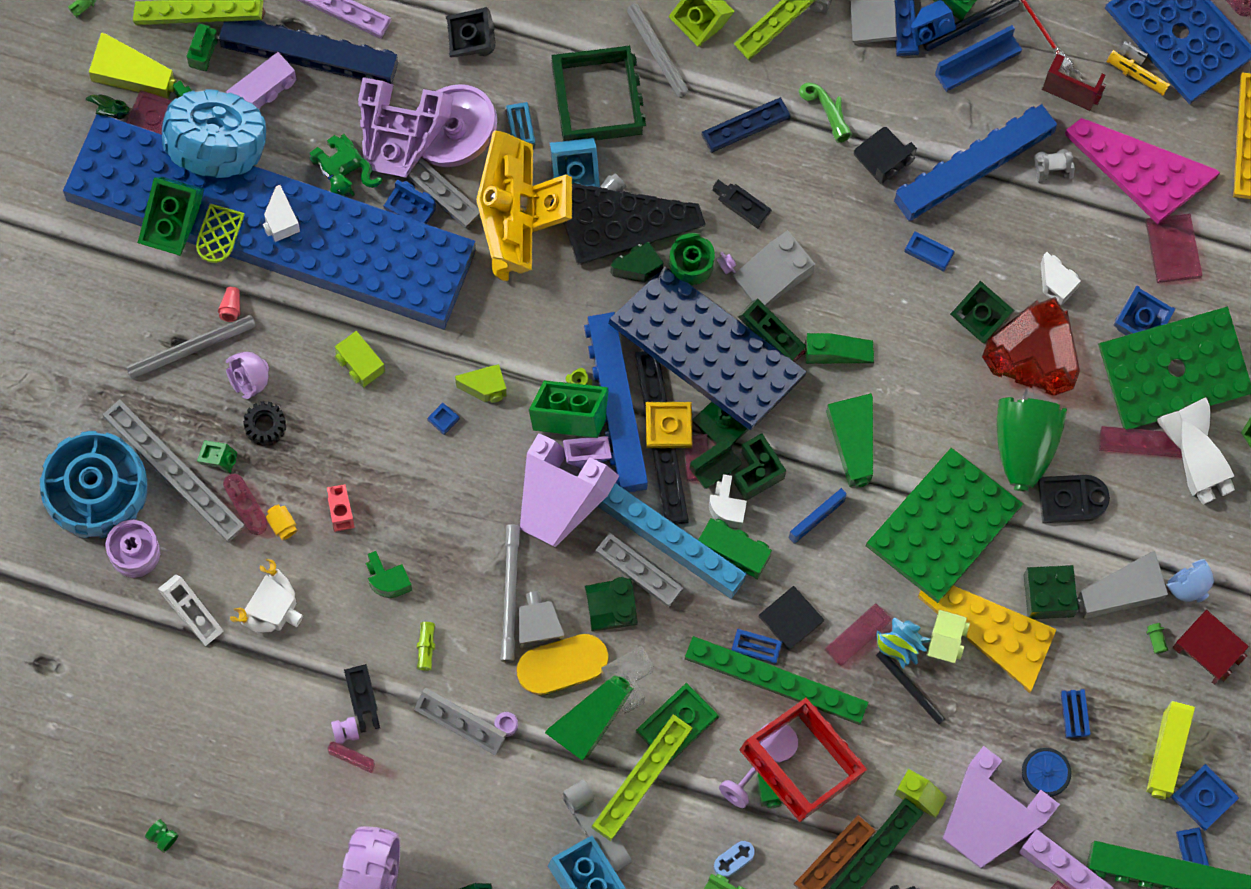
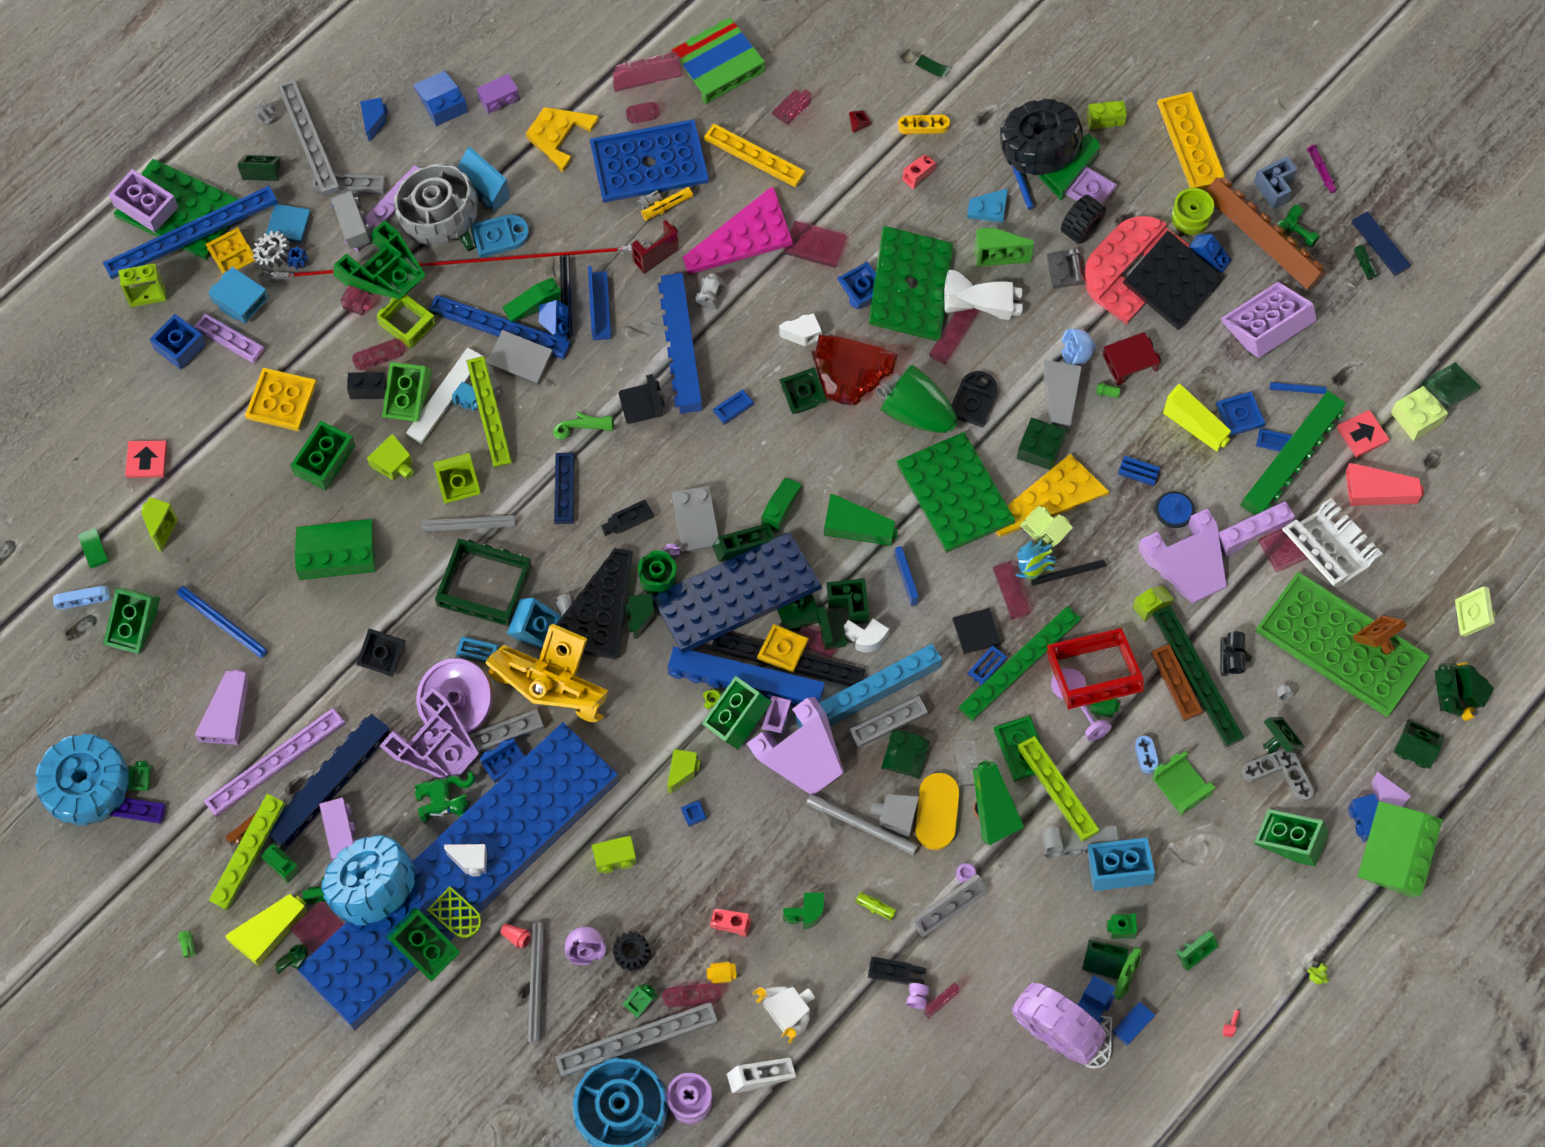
camera: 60 degrees left, 5 degrees down
(736, 547) = (904, 643): green brick -> none

